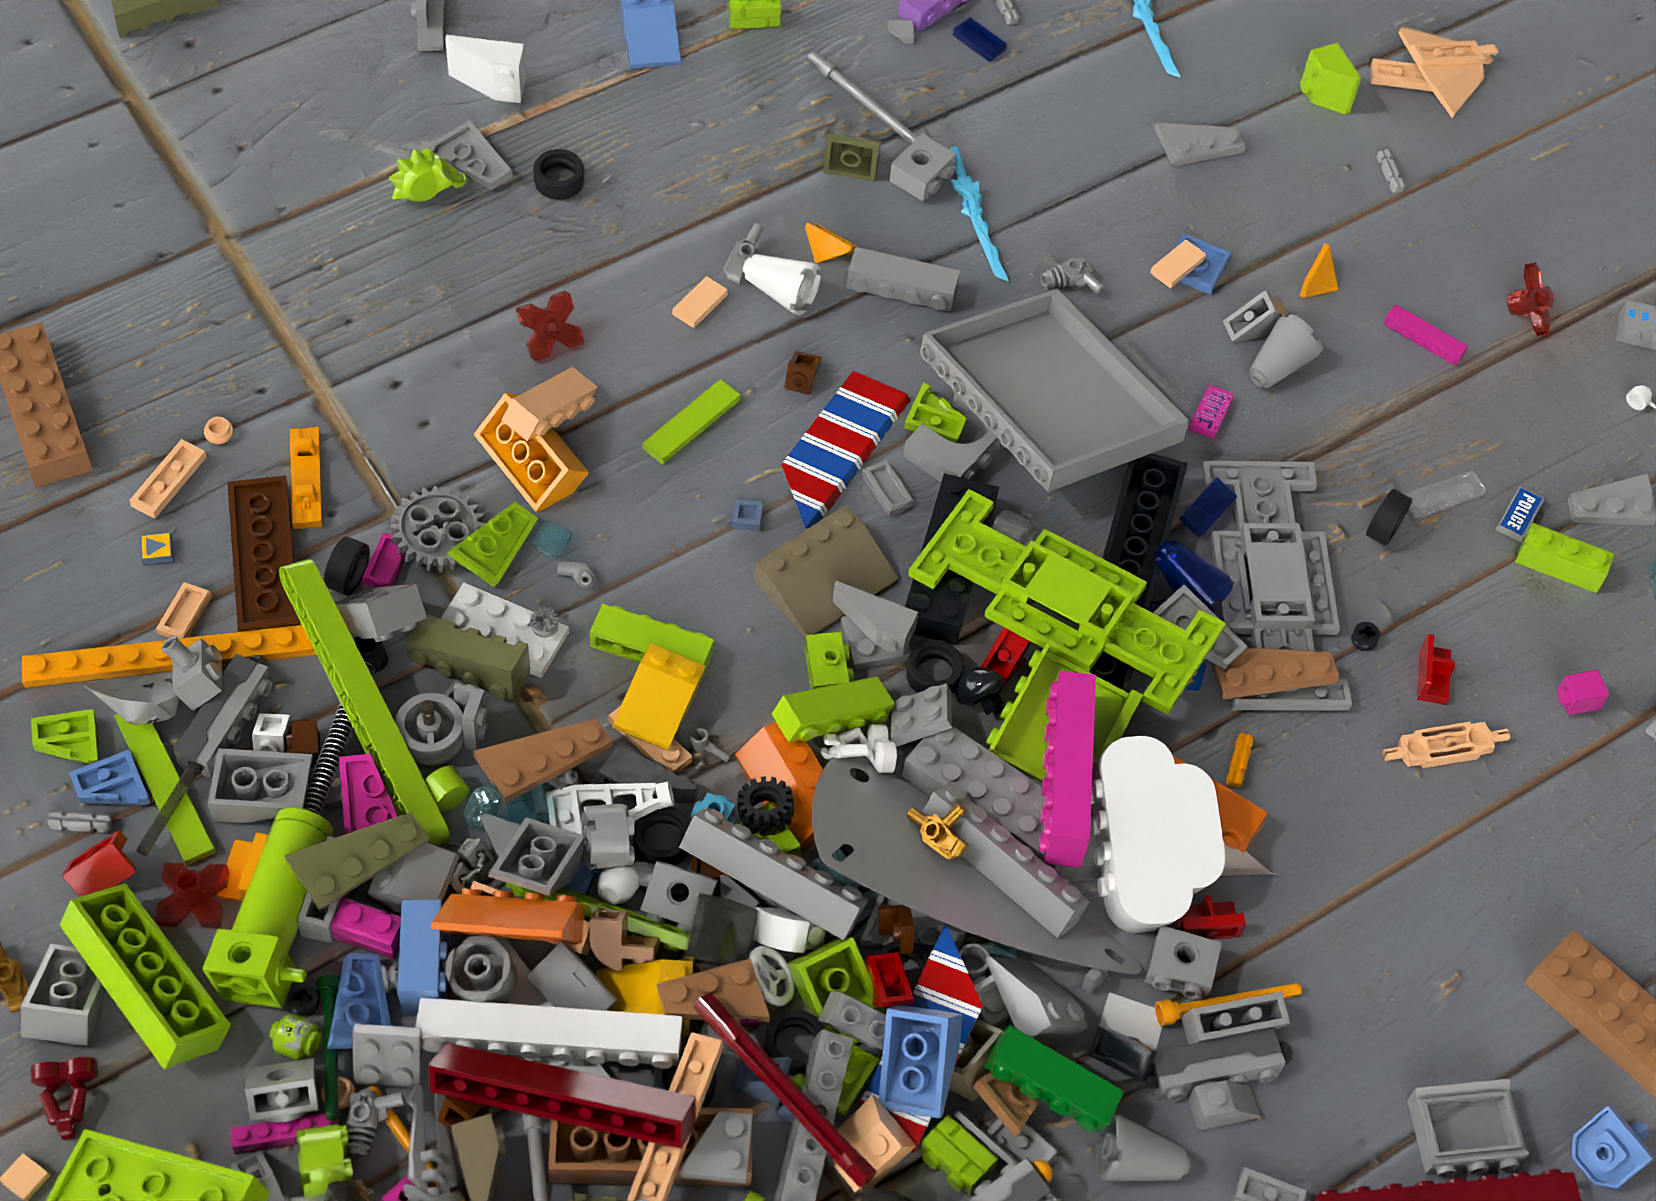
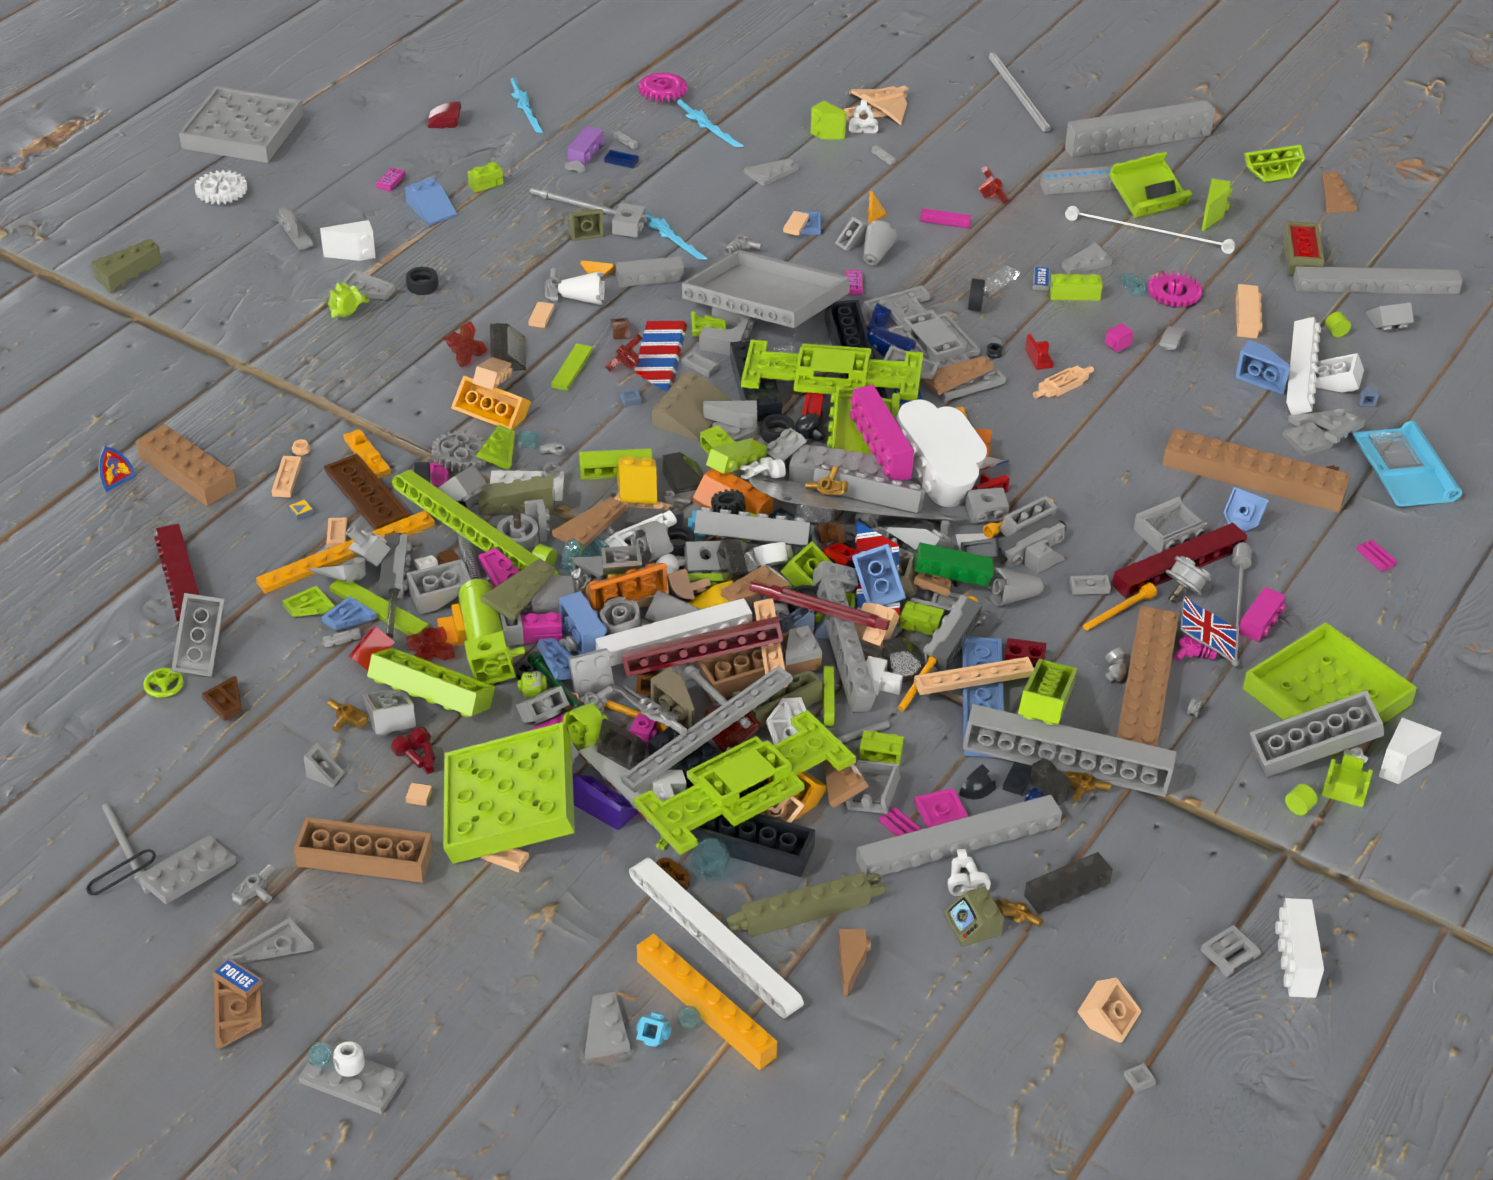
camera: 20 degrees left, 15 degrees down
(613, 350) = (508, 345): none -> clear smoke slope
(744, 700) = (681, 472): none -> clear smoke slope
(777, 434) = (626, 355): none -> clear red plant
(1394, 104) = (858, 125): none -> white piece

